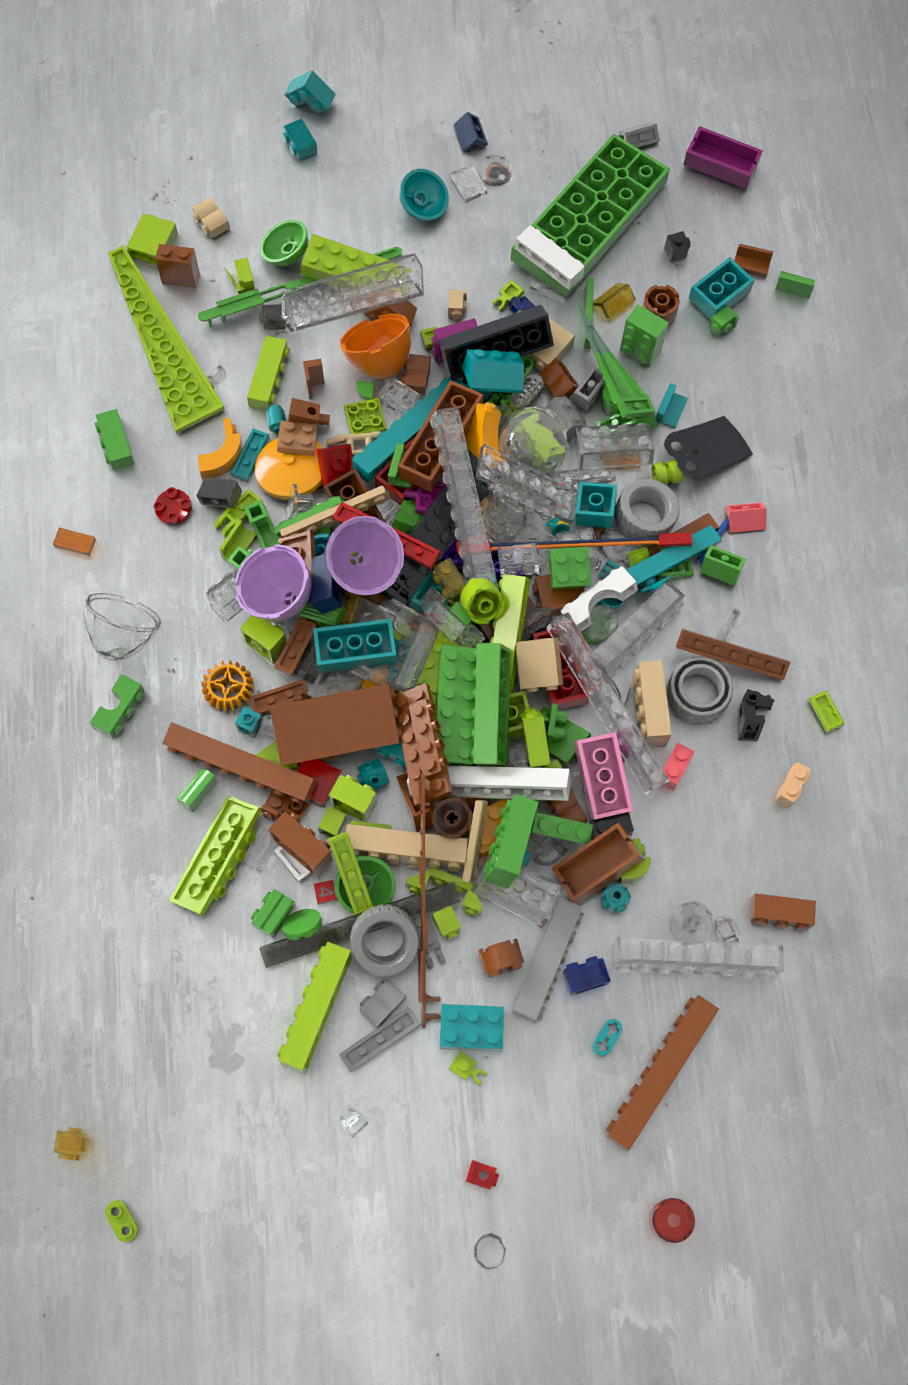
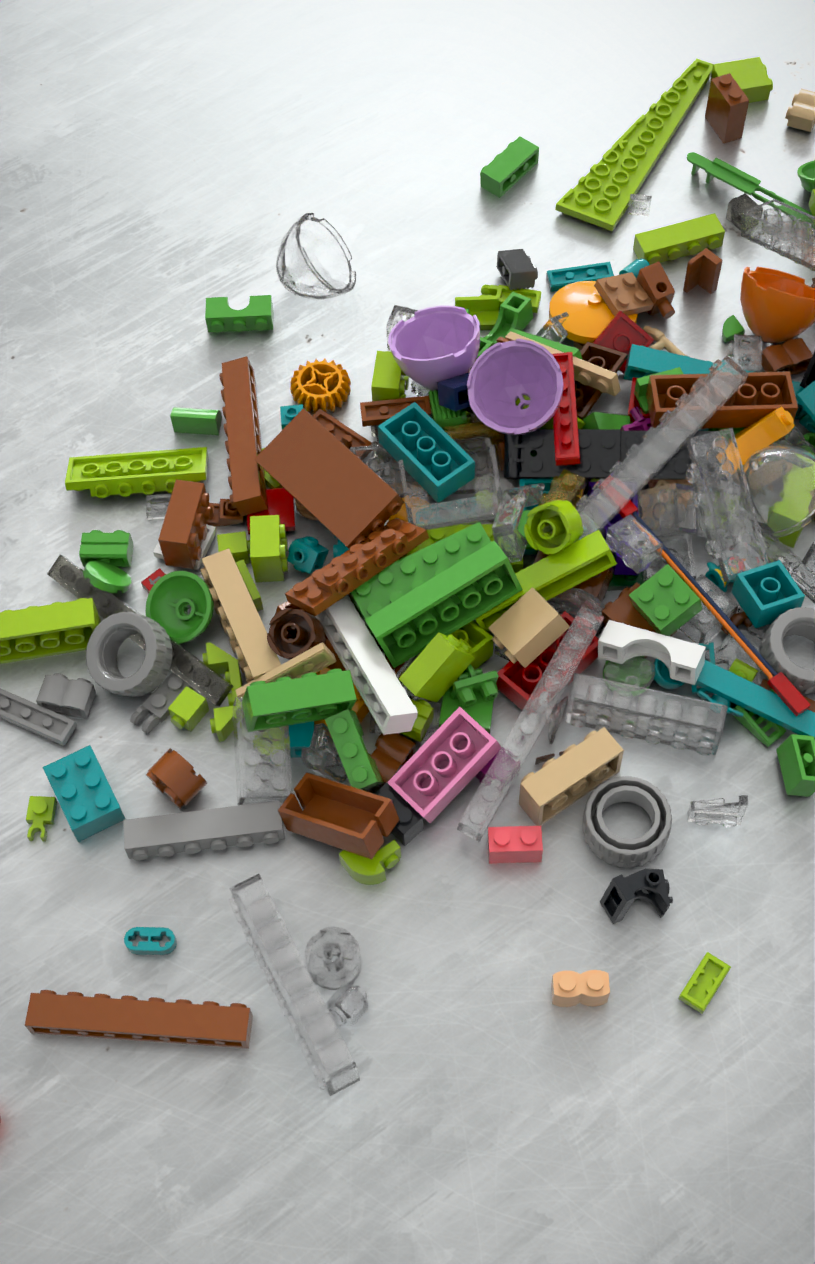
camera: 65 degrees right, 10 degrees down
(74, 541) = (384, 196): clear orange tile -> none
(172, 506) = (476, 245): red dish -> none
(224, 459) = (555, 255): light orange arch -> none
(244, 276) = (766, 165): lime piece -> none
(274, 806) = (217, 490): dark orange bracket -> none
(350, 873) = (179, 580): lime tile -> none
(365, 416) = (701, 342): lime tile -> none
(422, 996) = (91, 727): dark orange piece -> none
(586, 976) = (207, 879): clear blue brick -> none
(613, 904) = (316, 868): teal brick -> none
(732, 654) = (694, 832): dark orange plate -> none
(782, 911) = (412, 1059): dark orange brick -> none

